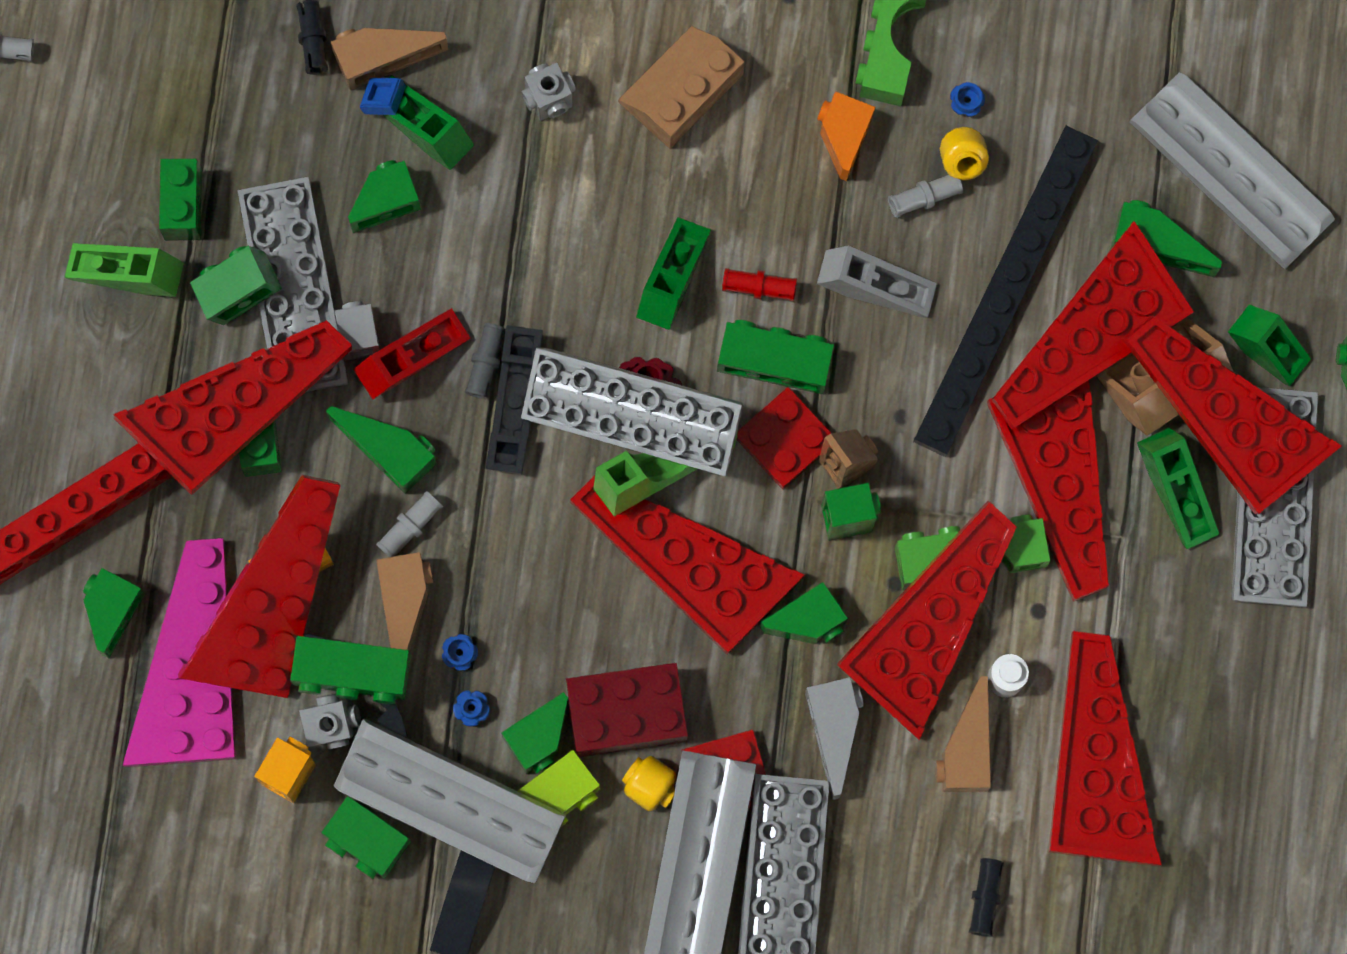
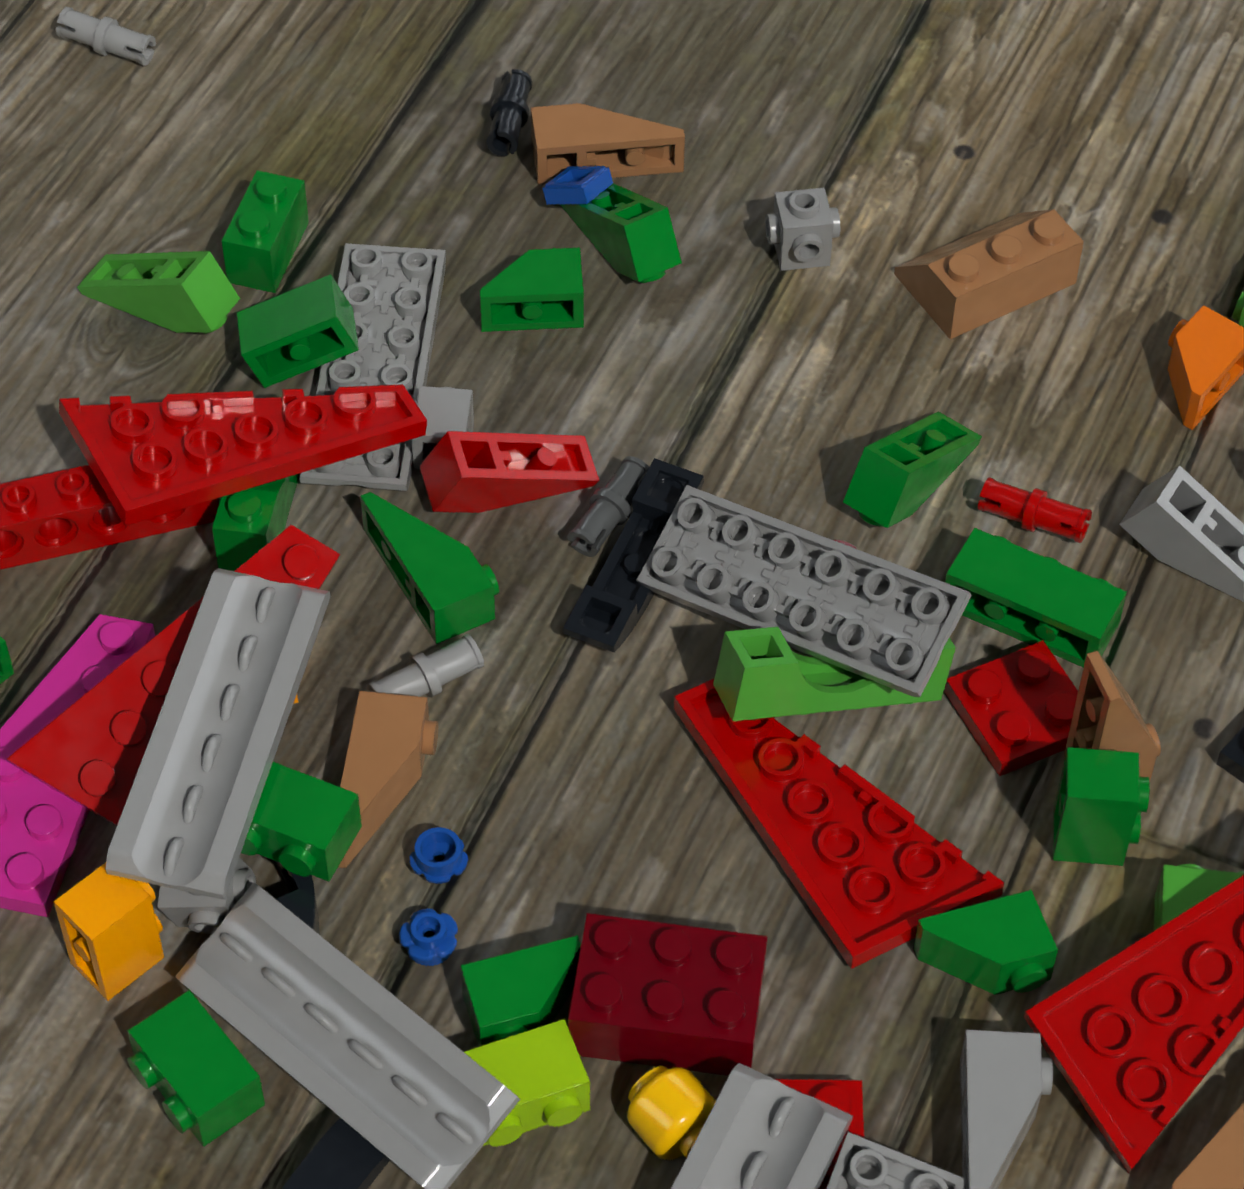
camera: 20 degrees right, 25 degrees down
(312, 635) = (217, 734): none -> light grey plate

